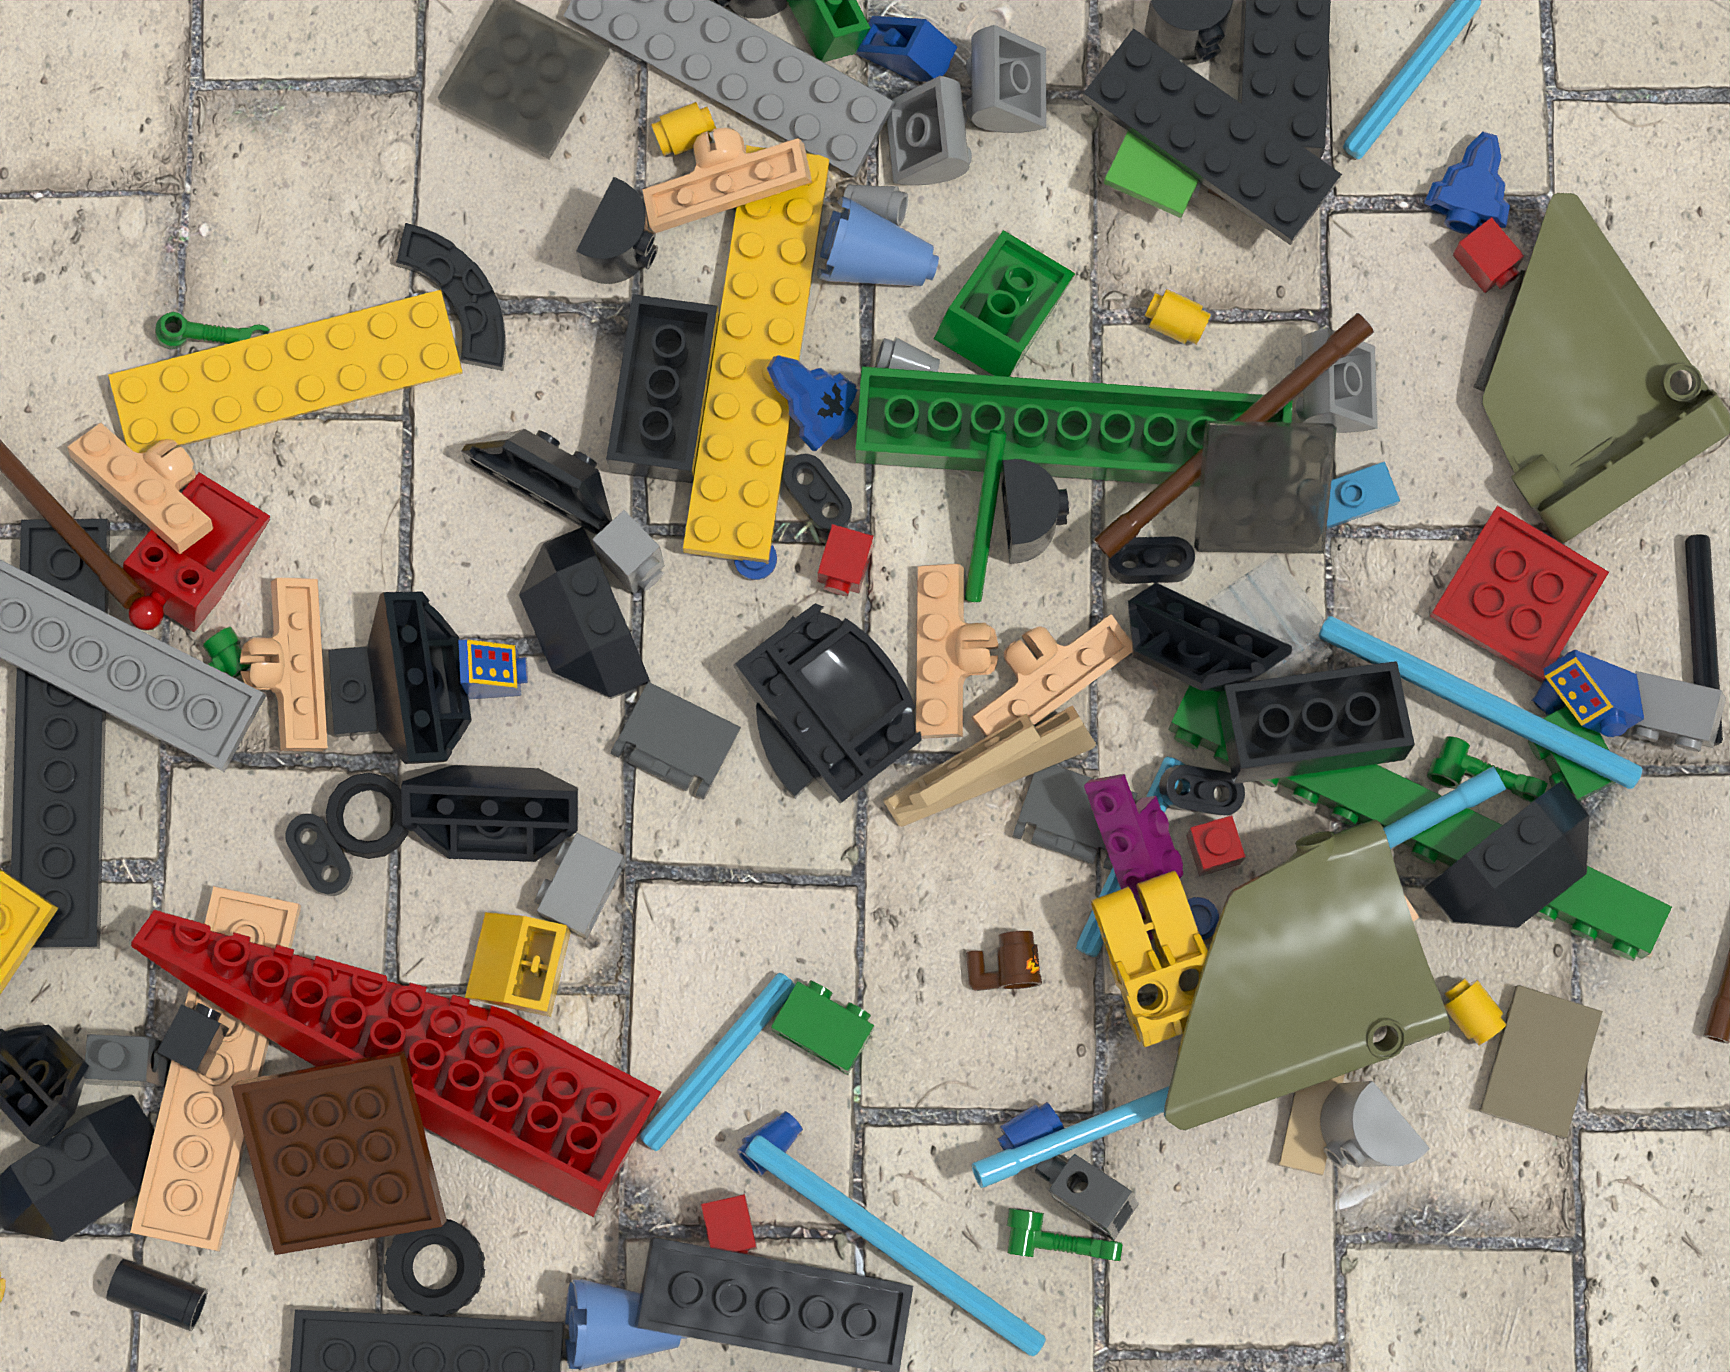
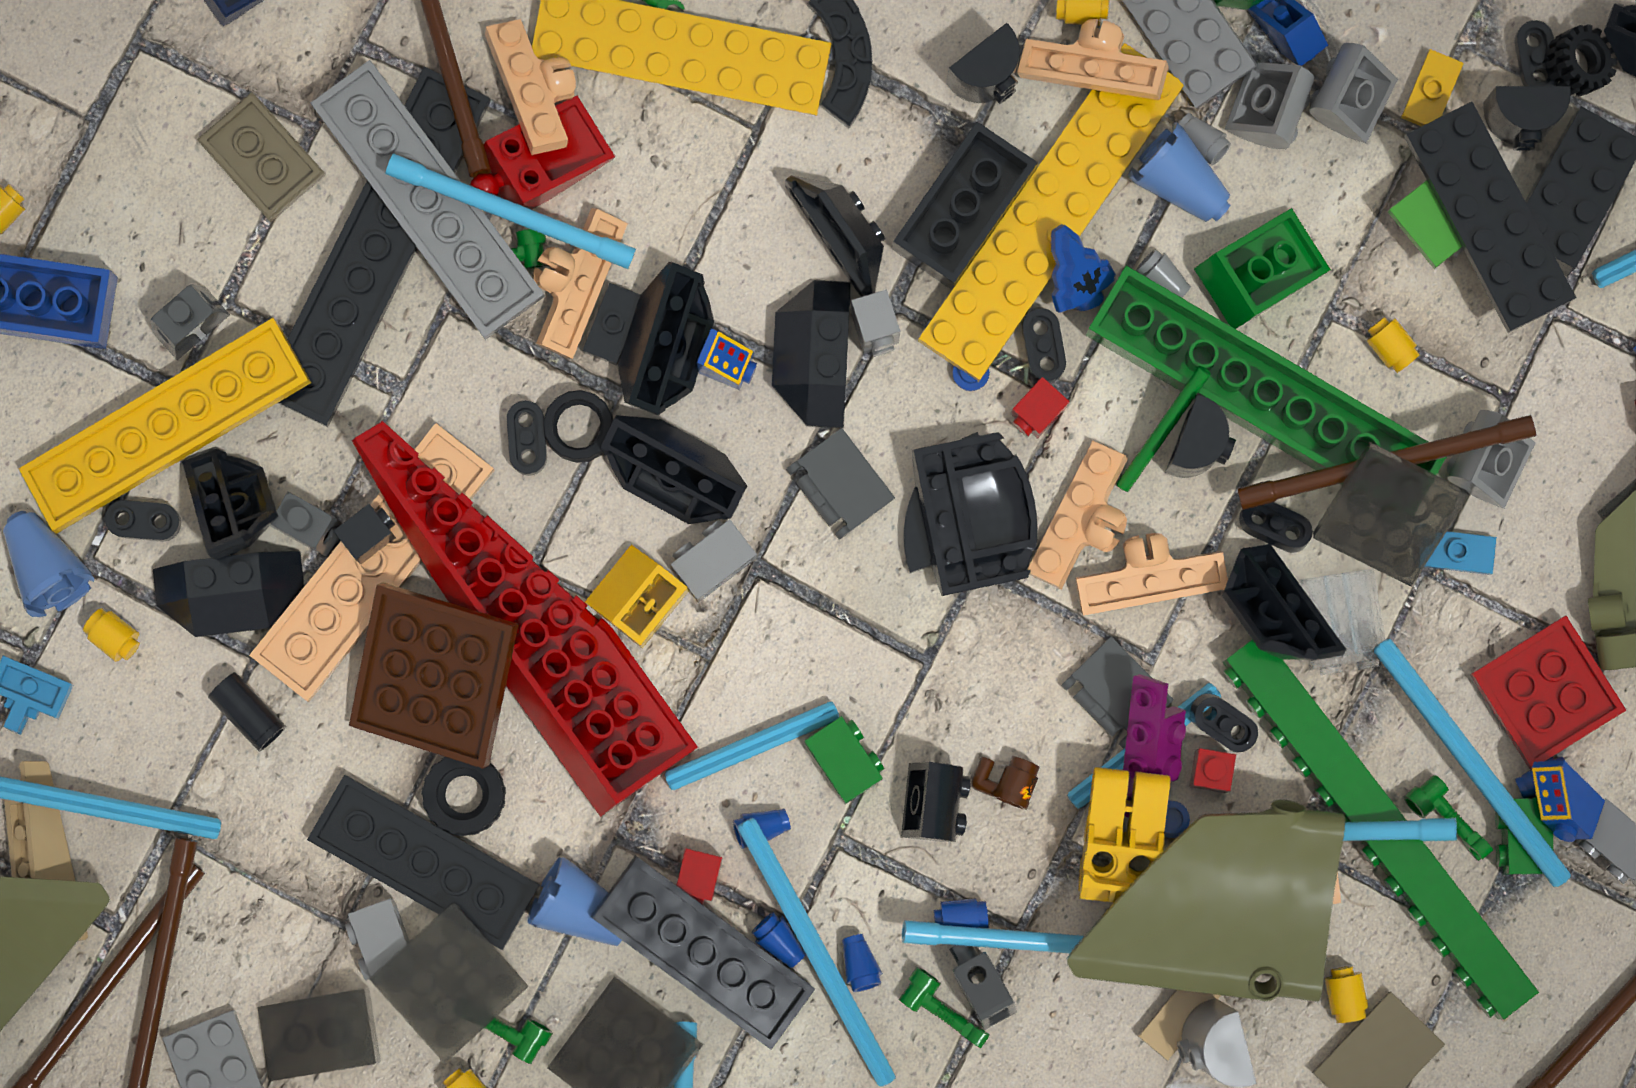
camera: 25 degrees right, 5 degrees up
(68, 632) = (419, 175): none -> medium azure piece
(848, 1253) = (778, 939): none -> blue cone
(940, 1024) = (934, 802): none -> black brick
(948, 1236) = (860, 965): none -> blue cone
(992, 763) = (1073, 621): tan wedge -> none
(1085, 40) = (1432, 88): none -> yellow plate
(1315, 722) = (1335, 716): black brick -> none
(1518, 865) = (1437, 902): black wedge -> none

